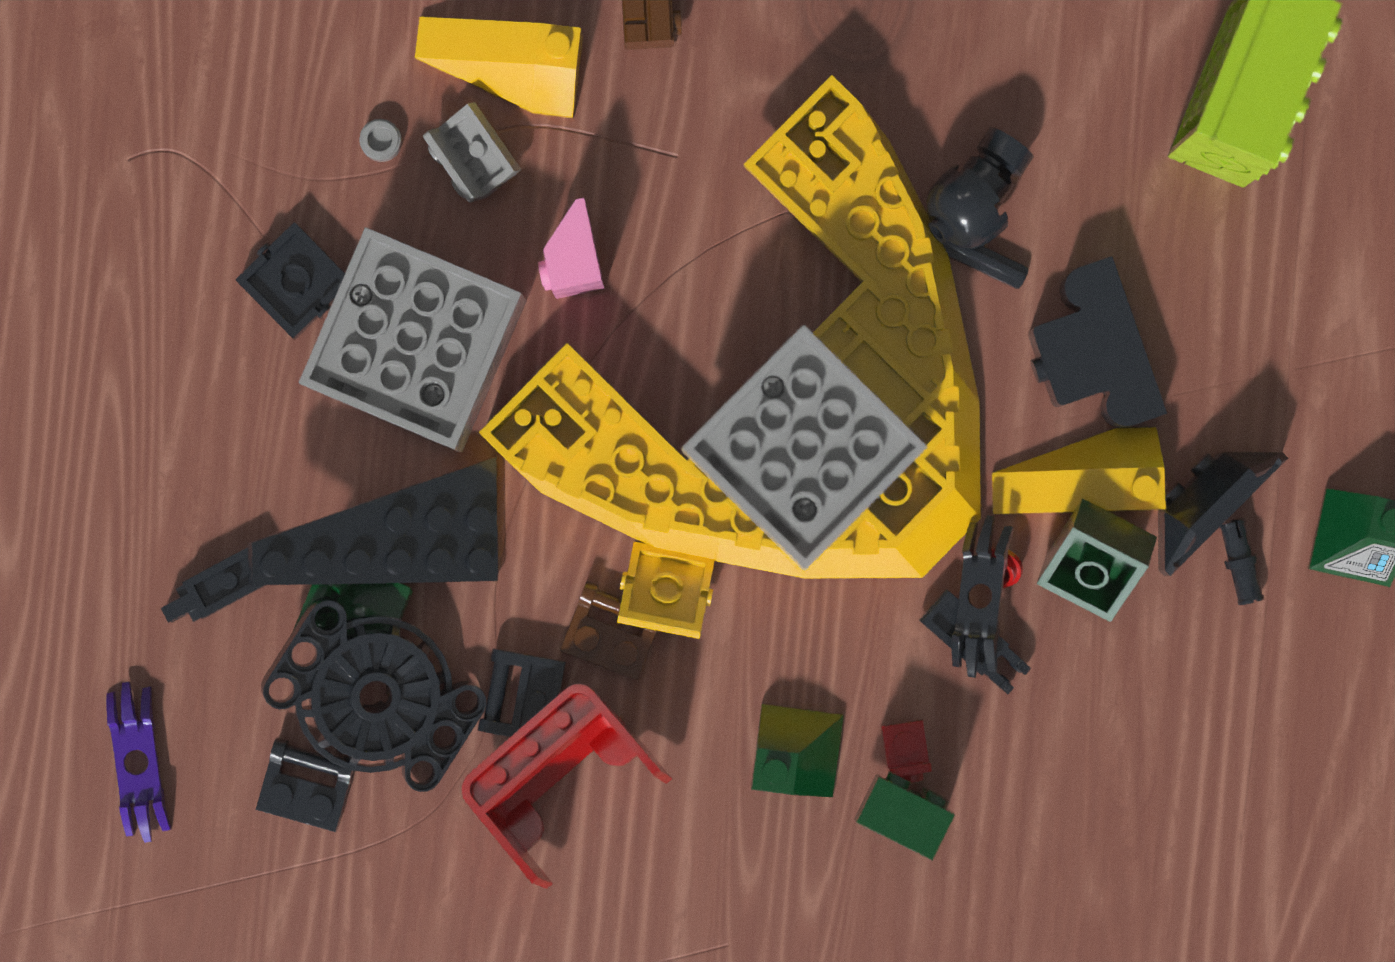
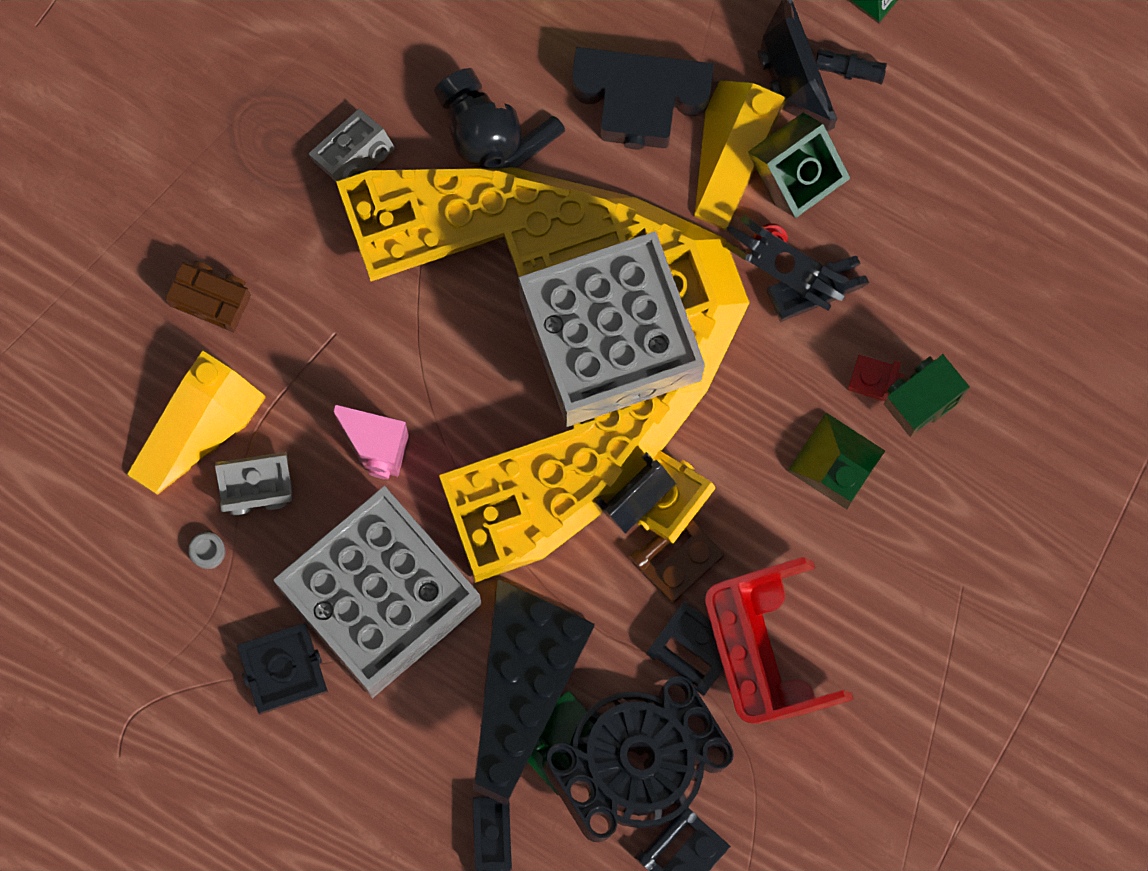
camera: 70 degrees left, 10 degrees down
(649, 560) = (638, 495): none -> black hinge
(883, 73) = (352, 147): none -> light grey bracket

